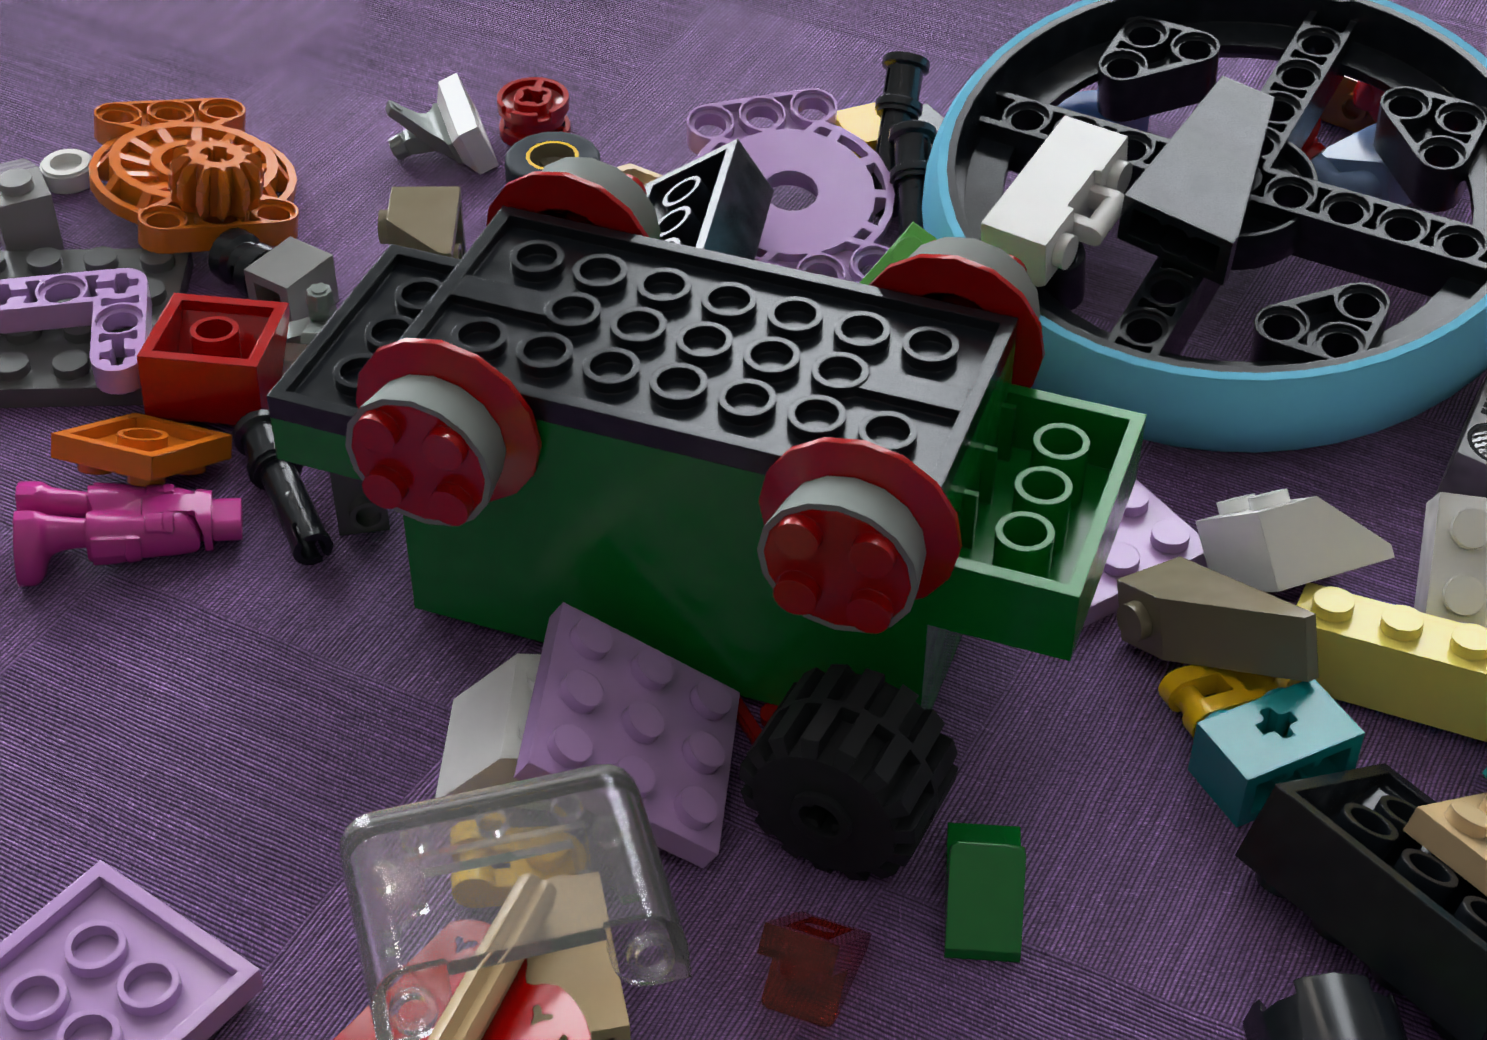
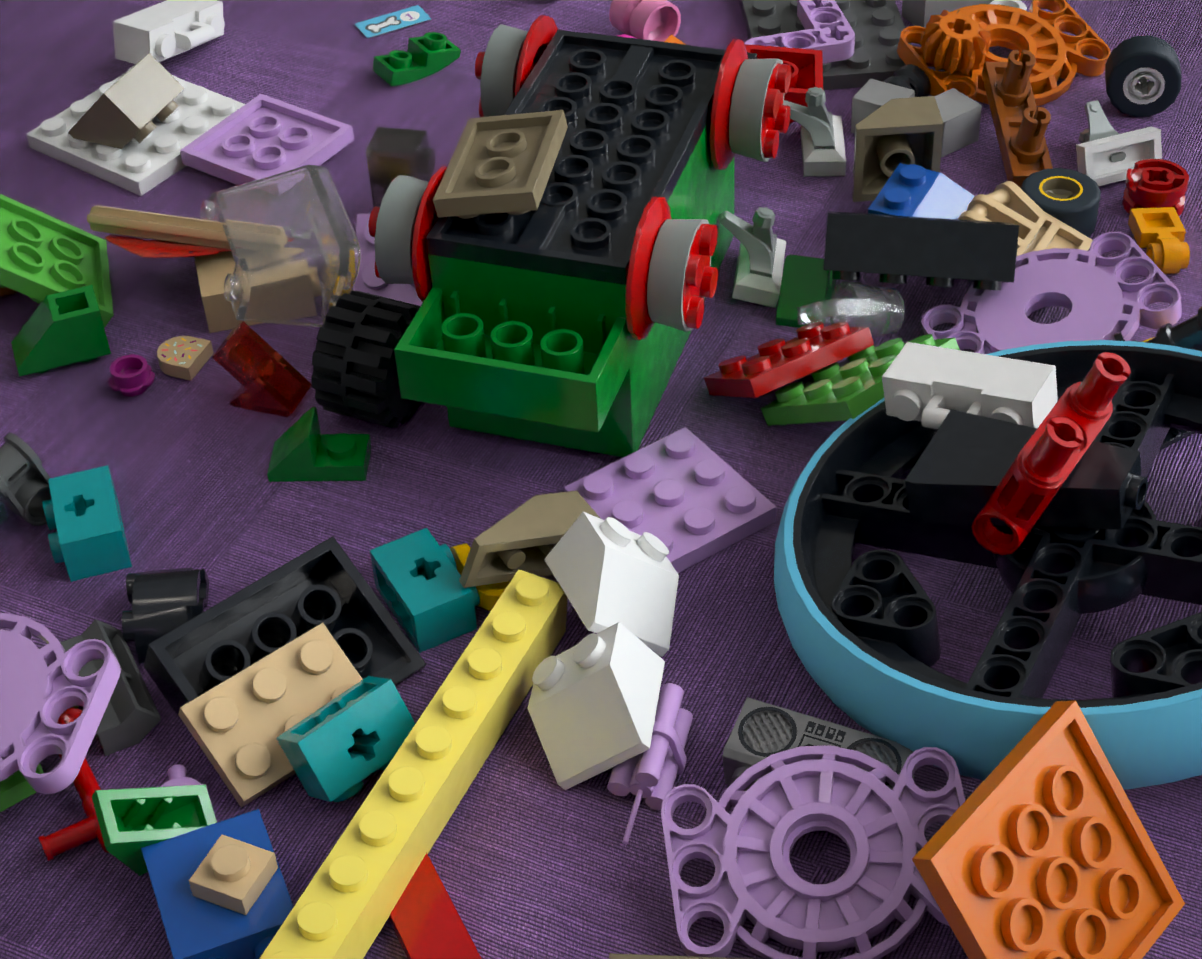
camera: 90 degrees right, 0 degrees up
(321, 74) = (1141, 60): none -> black wheel
(329, 760) = (397, 153): none -> clear smoke brick
(343, 229) = (960, 119): none -> light grey brick
(362, 176) = (1015, 116): none -> dark orange plate
(616, 122) = (1162, 235): none -> light orange plate
(807, 379) = (501, 164): none -> dark tan plate
(1281, 121) = (1050, 455): none -> red connector

